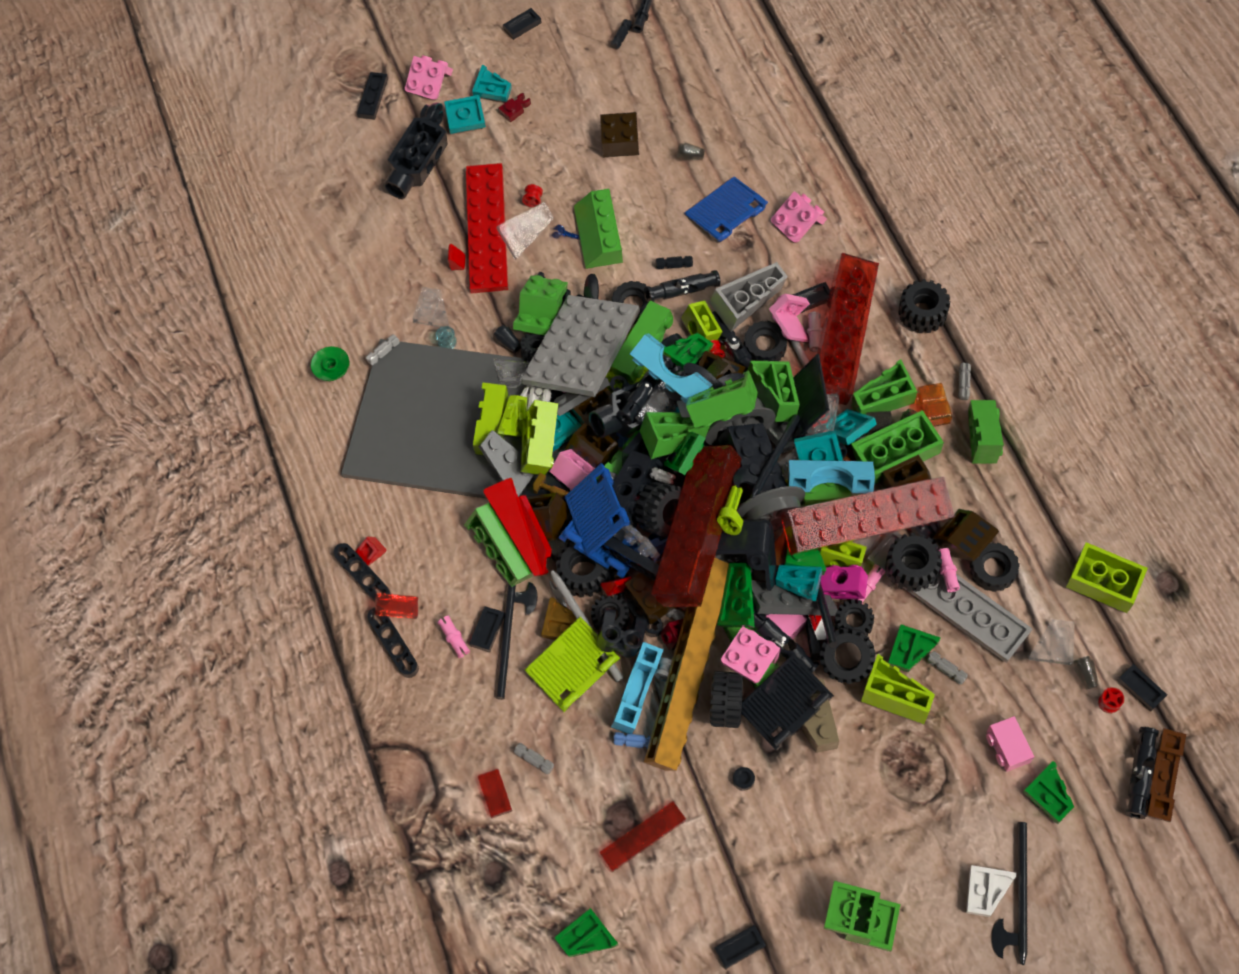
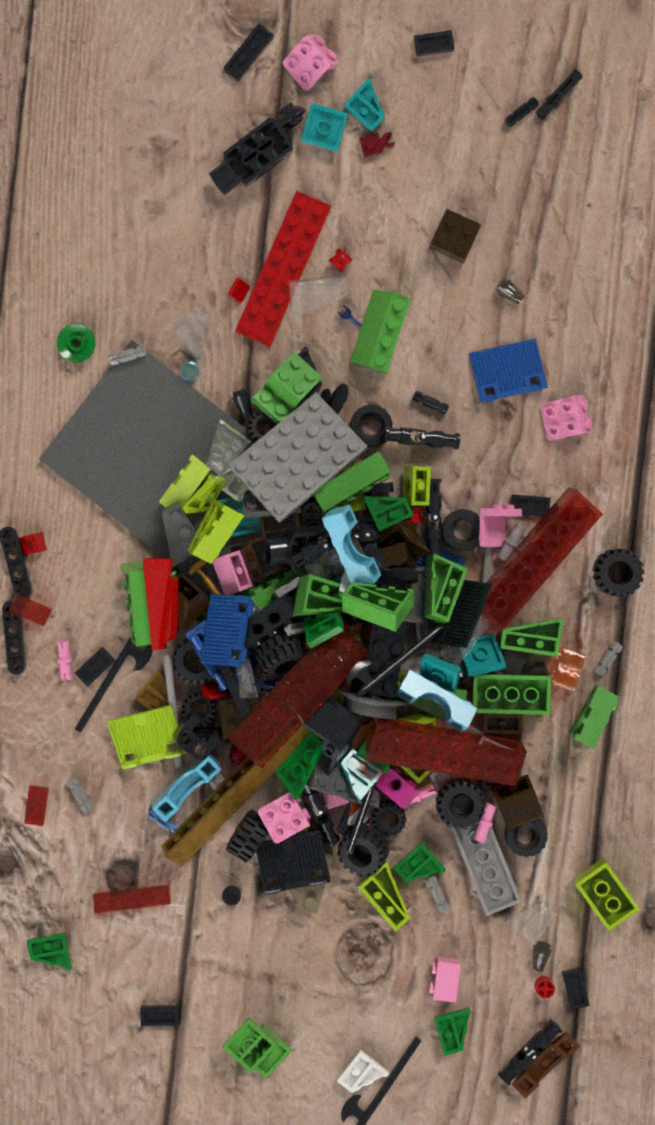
camera: 20 degrees right, 25 degrees up
(729, 513) = (325, 705): lime piece -> none
(747, 294) = (465, 483): light grey wedge -> none

